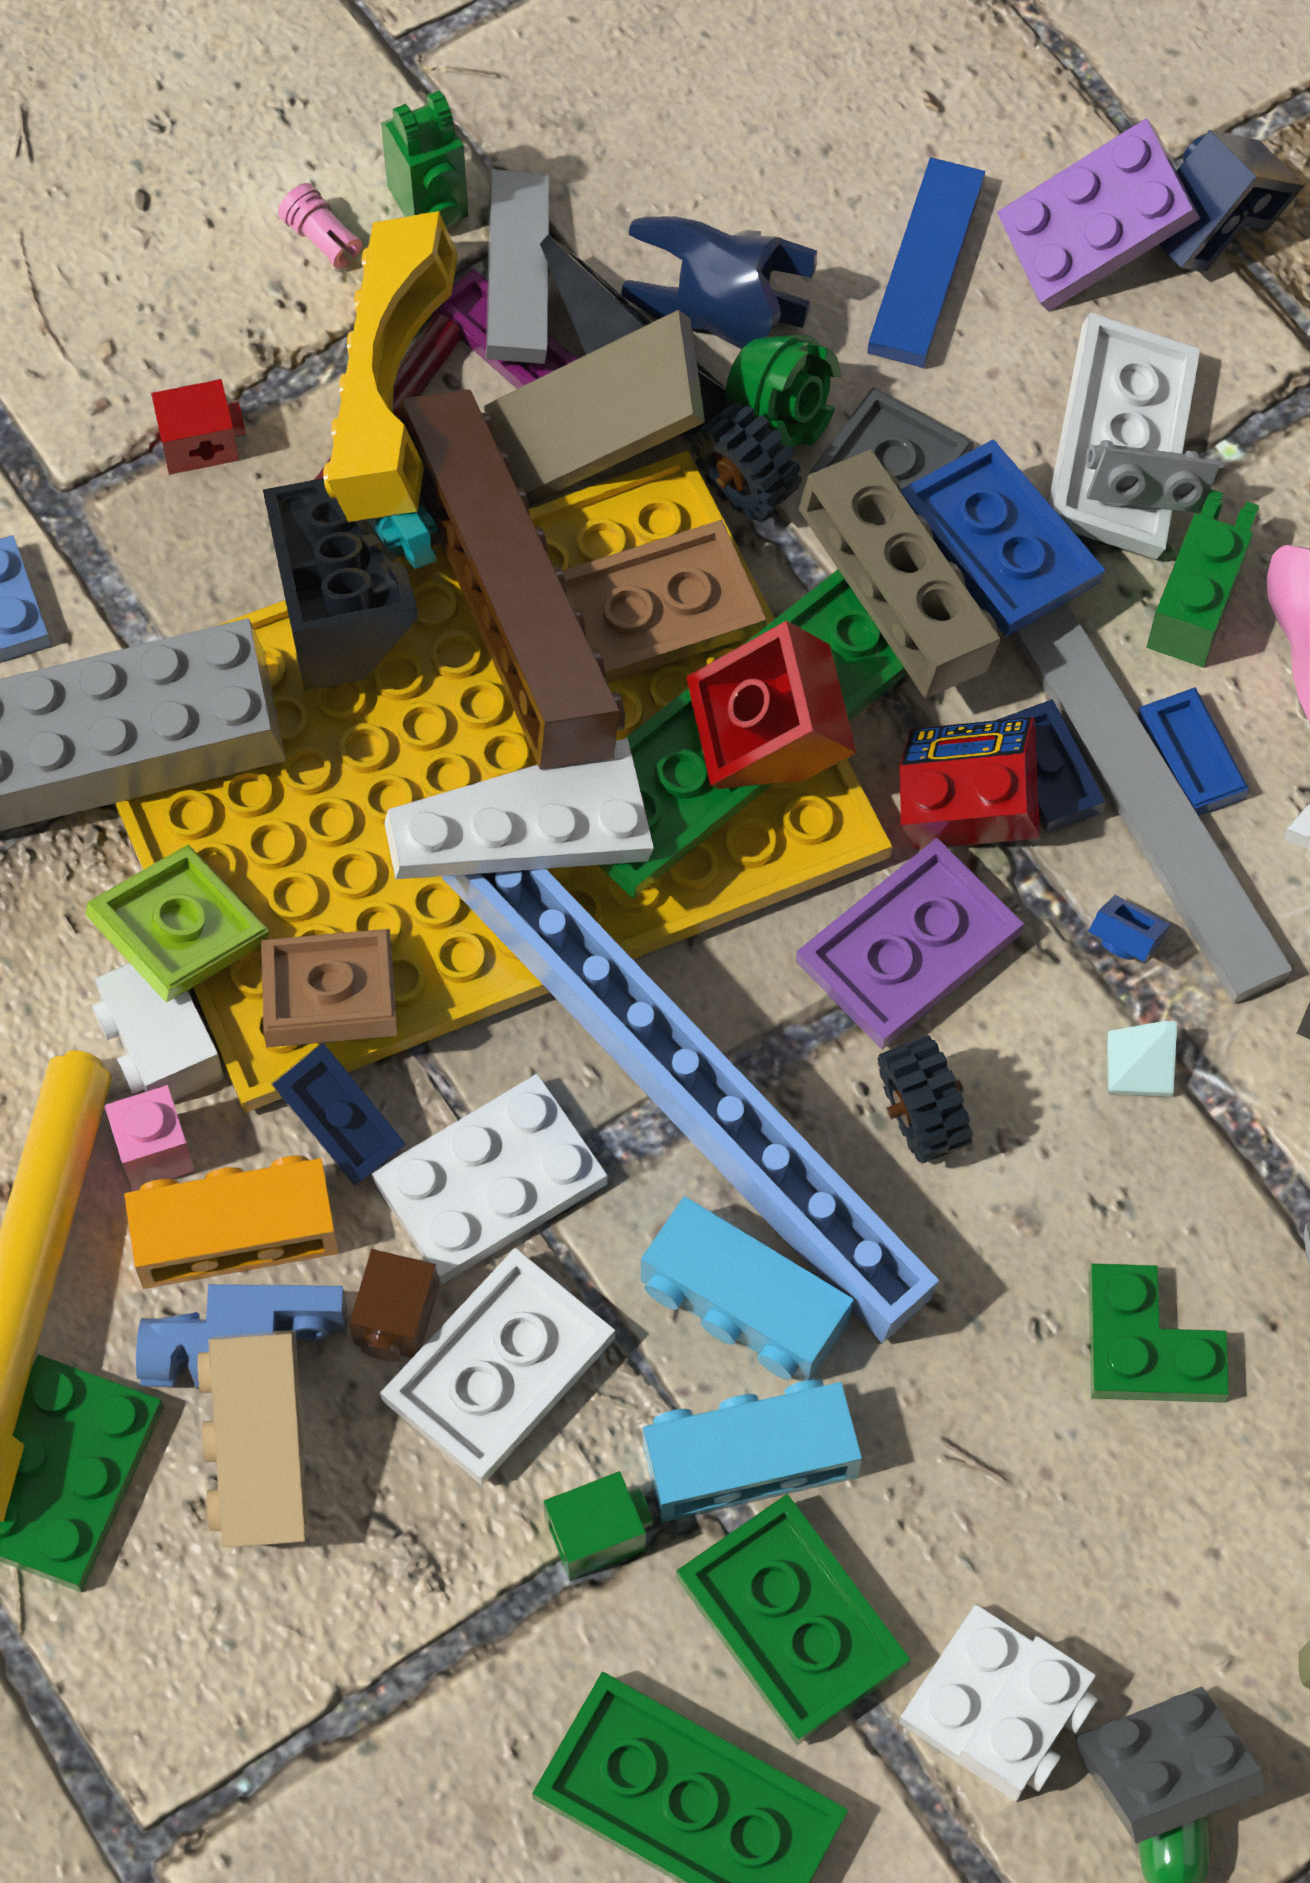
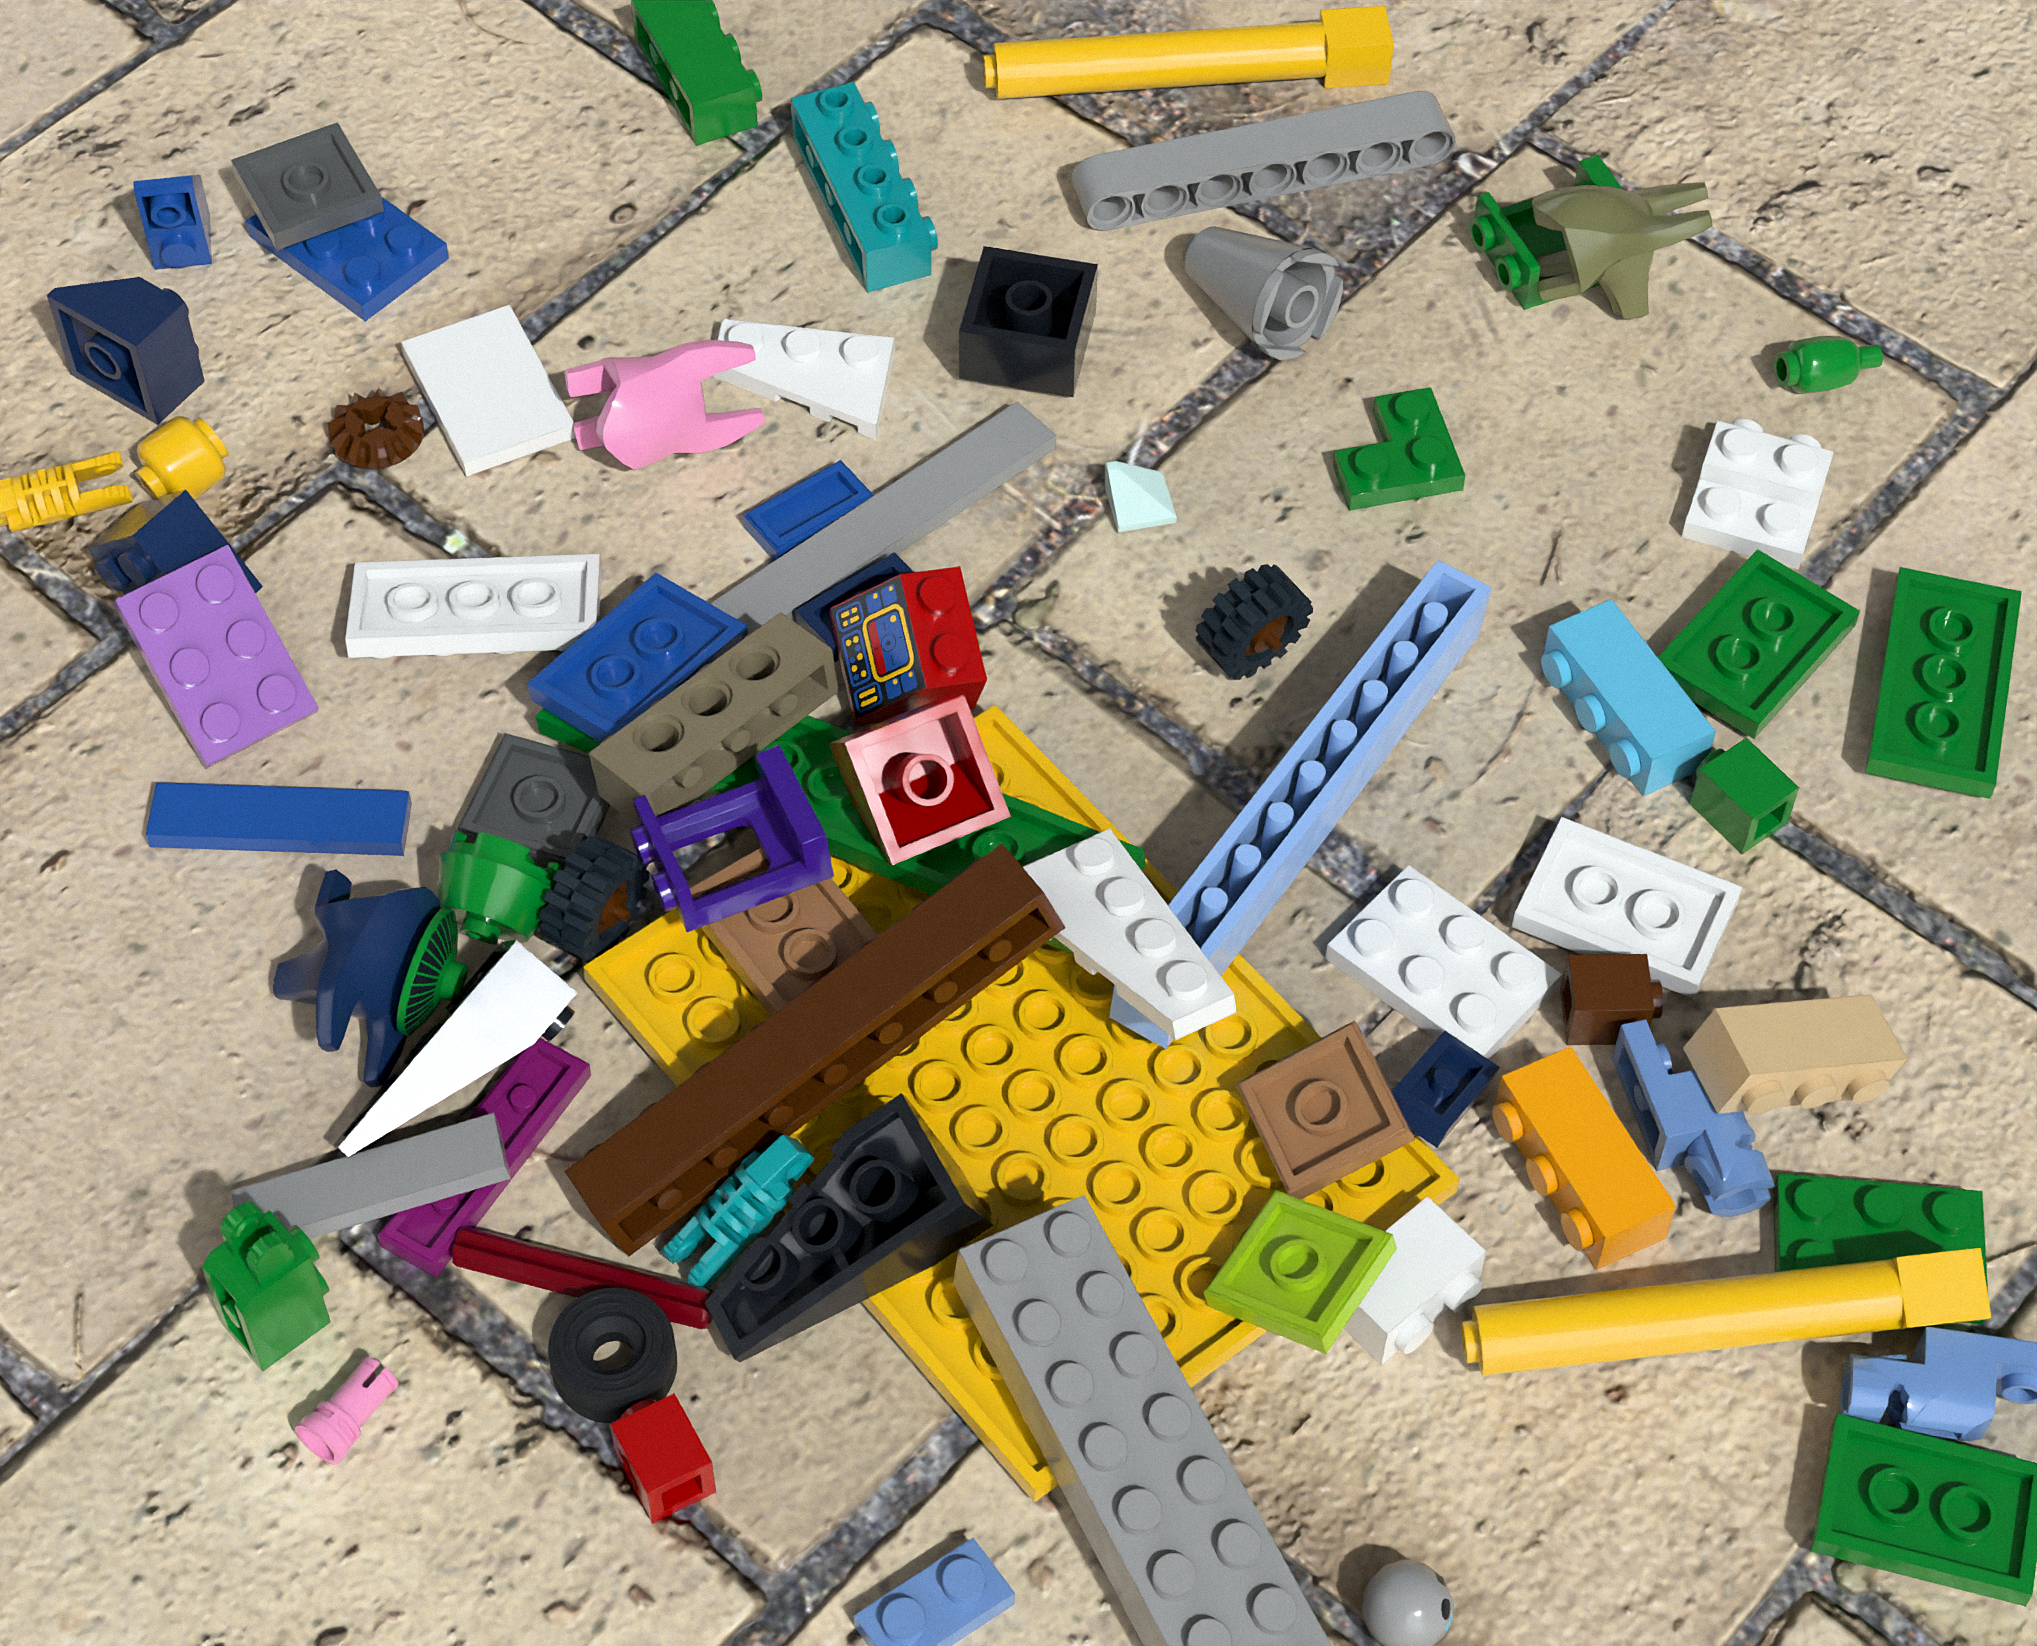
camera: 105 degrees left, 10 degrees down
(149, 1137) = (1529, 1248): bright pink brick -> none
(277, 391) = (604, 1318): none -> black tyre
(404, 281) = (695, 1209): yellow arch -> none
(600, 408) = (576, 1019): dark tan tile -> none
(714, 325) = (432, 973): none -> green dish
(745, 1291) = (1482, 733): medium azure brick -> none
(755, 601) = (776, 814): none -> dark purple window
(909, 943) = (1087, 680): medium lavender plate -> none
(1128, 929) = (1018, 518): blue plate -> none
(1149, 478) = (529, 560): light grey hinge -> none
(1170, 1764) = (1766, 362): dark grey plate -> none
(1202, 582) = (627, 515): green hinge -> none

